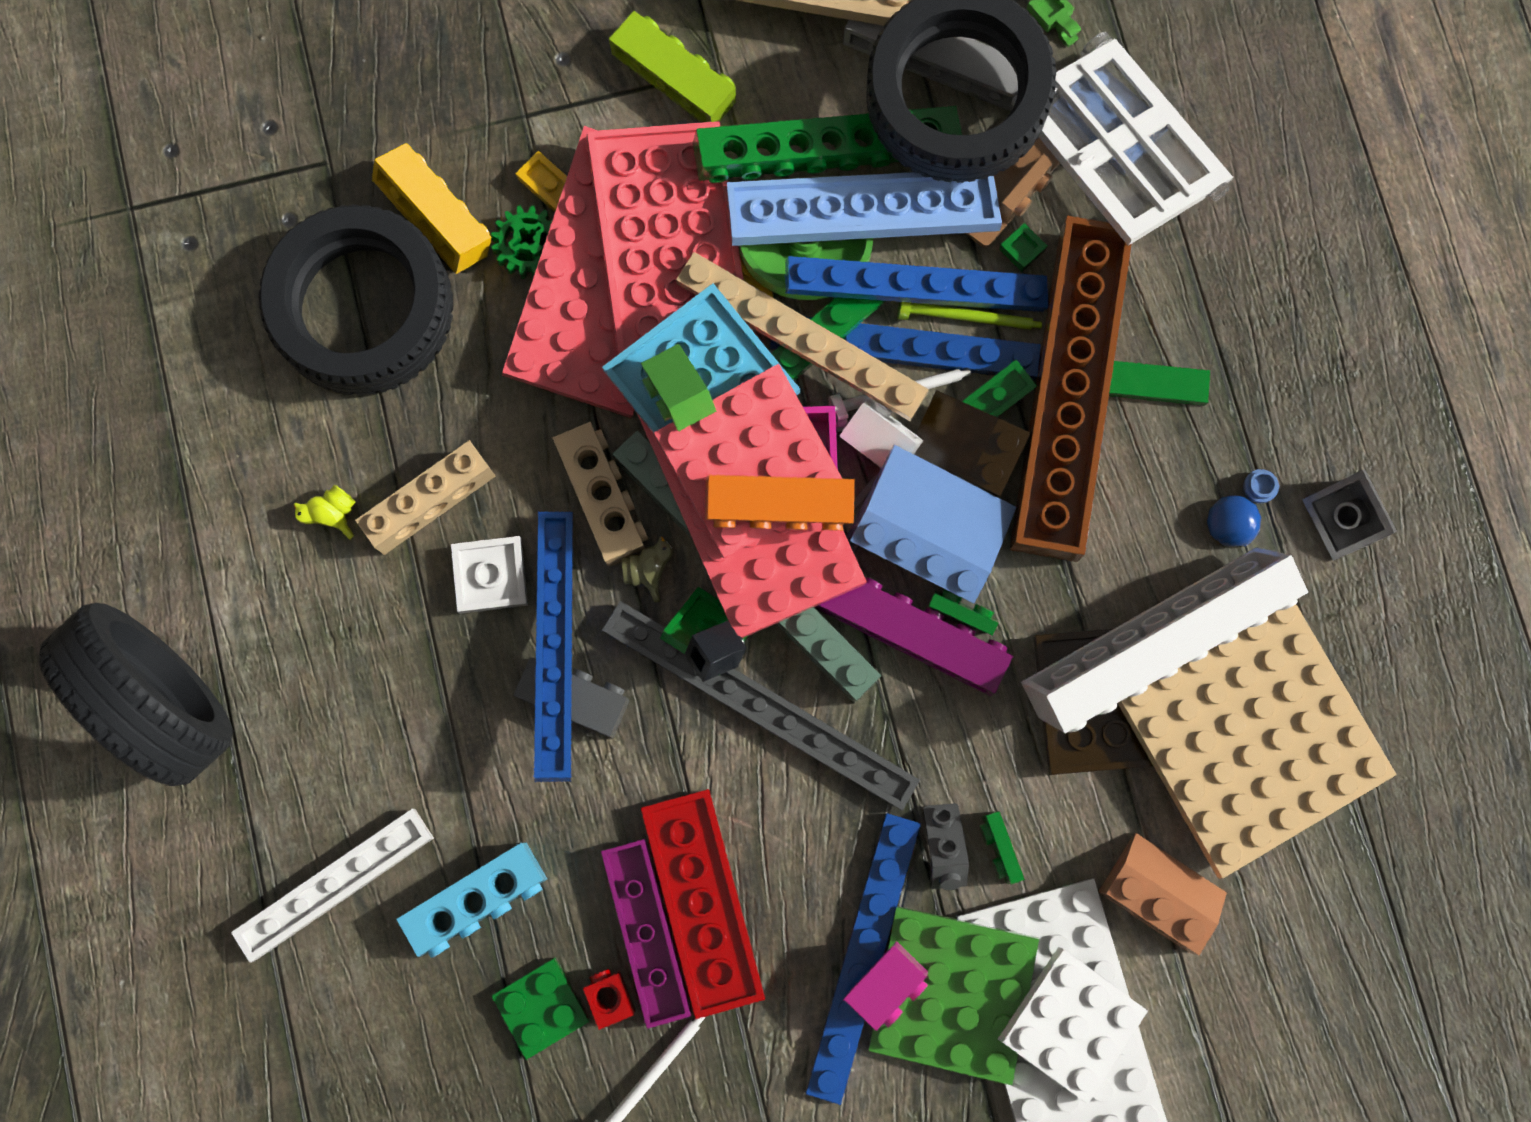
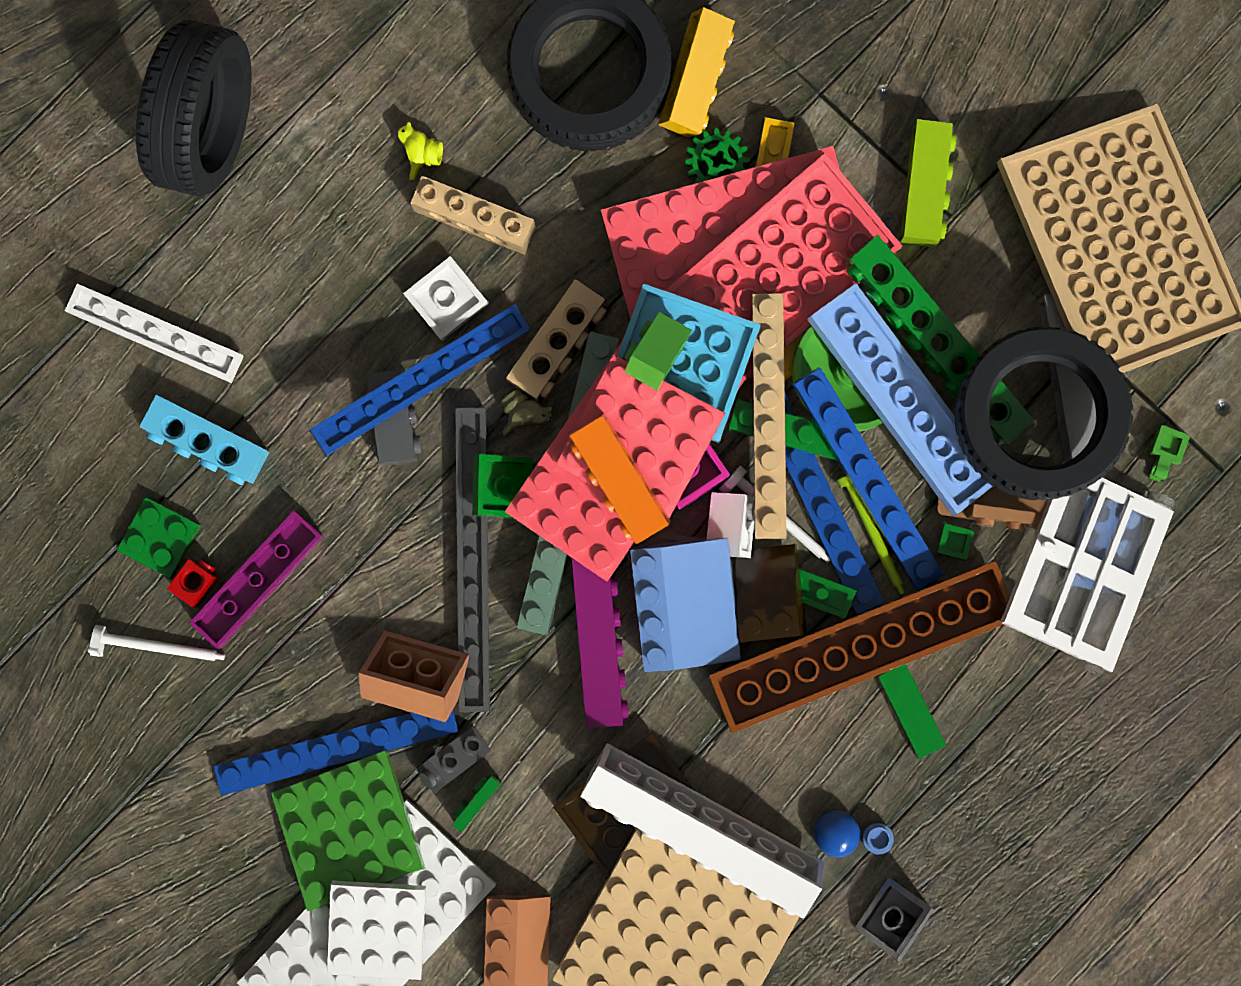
camera: 60 degrees right, 5 degrees up
(702, 904) = (302, 607): red plate -> none
(715, 651) = (485, 502): black brick -> none
(840, 832) = (413, 676): none -> nougat slope
(887, 987) = (321, 777): dark pink brick -> none
(978, 617) = (637, 680): green plate -> none

